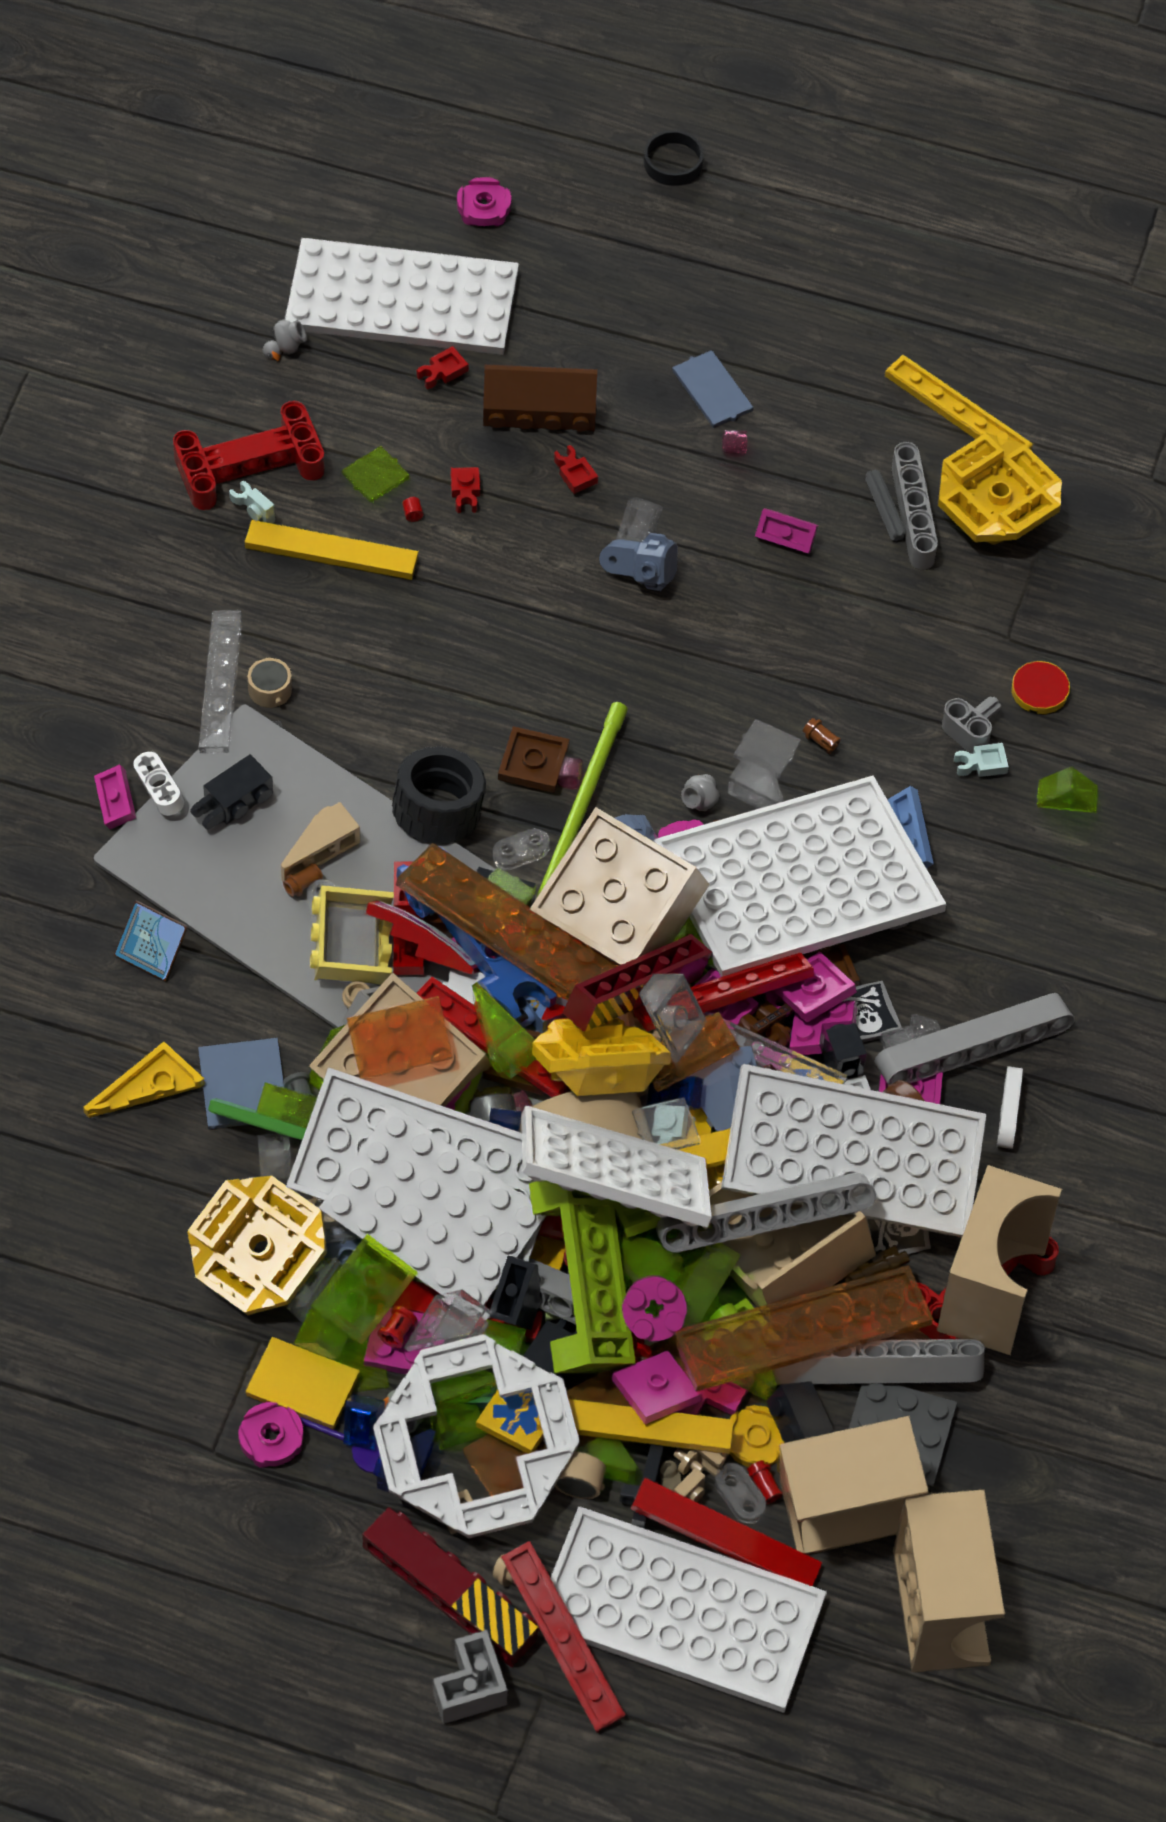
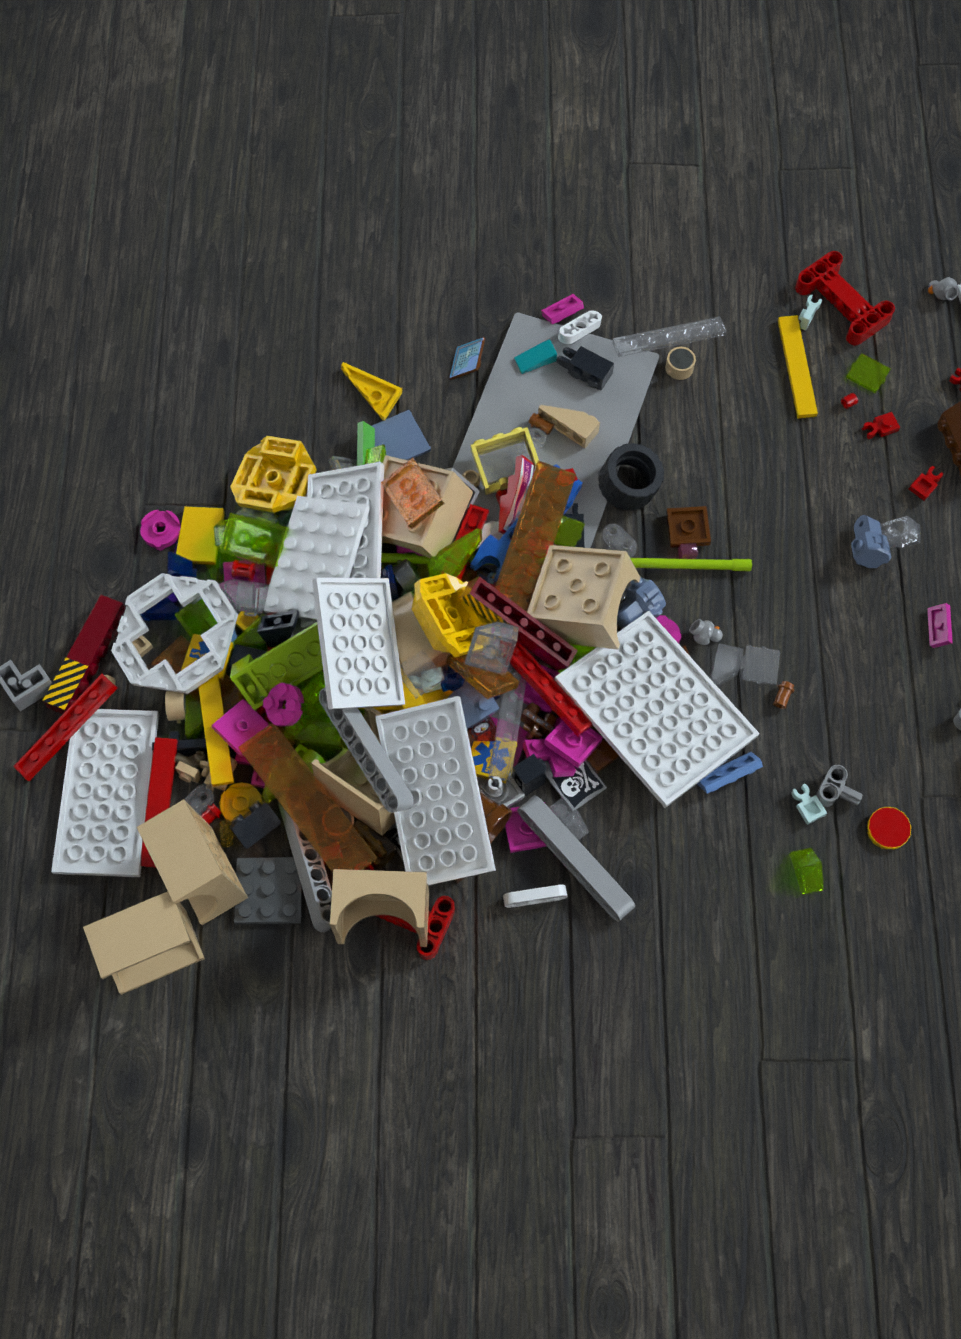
camera: 75 degrees right, 10 degrees up
(186, 852) = (536, 357): none -> teal slope

